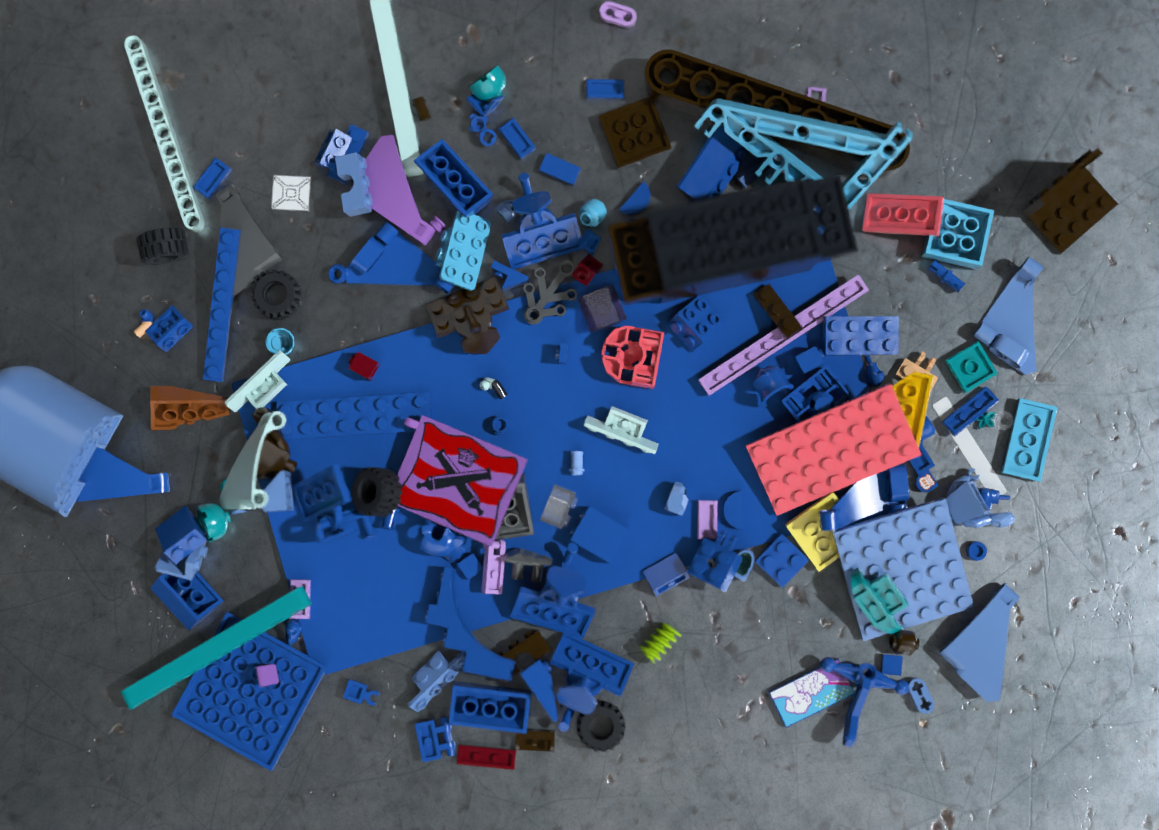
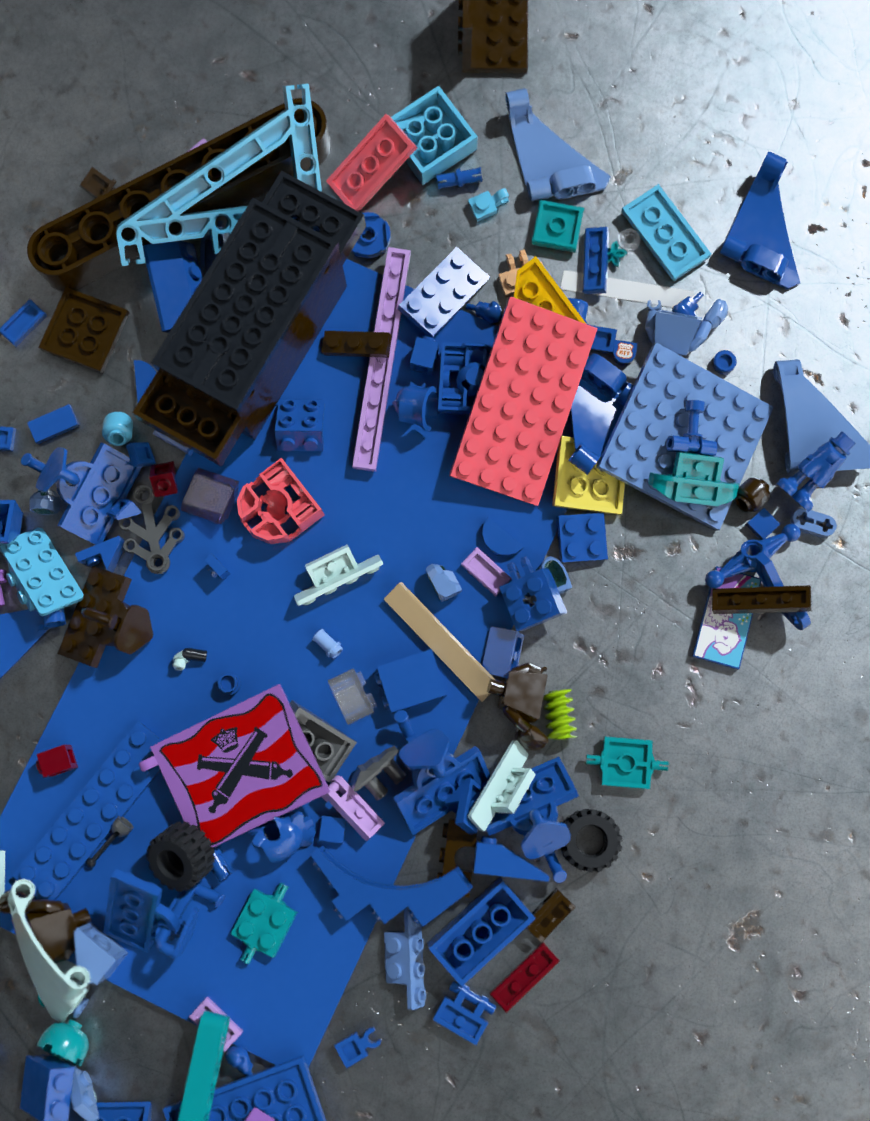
camera: 50 degrees left, 5 degrees down
(360, 440) = (119, 828): none -> hinge
(381, 575) = (264, 923): none -> teal plate
(546, 263) = (123, 509): none -> blue slope
(555, 634) = (462, 802): none -> blue slope
(586, 647) = (504, 787): none -> light aqua bracket
(639, 531) = (440, 640): none -> tan tile
(646, 612) = (521, 702): none -> dark brown torso
(667, 708) = (627, 762): none -> teal plate
(734, 54) = (96, 183): none -> dark brown bracket
(839, 705) = (762, 599): none -> dark brown plate
(867, 253) = (376, 245): none -> blue plate
(902, 576) = (692, 440): none -> blue bar
(944, 308) = (485, 205): none -> medium azure plate
(956, 669) = (819, 468): none -> blue piece
(1084, 500) = (760, 231): none -> blue panel

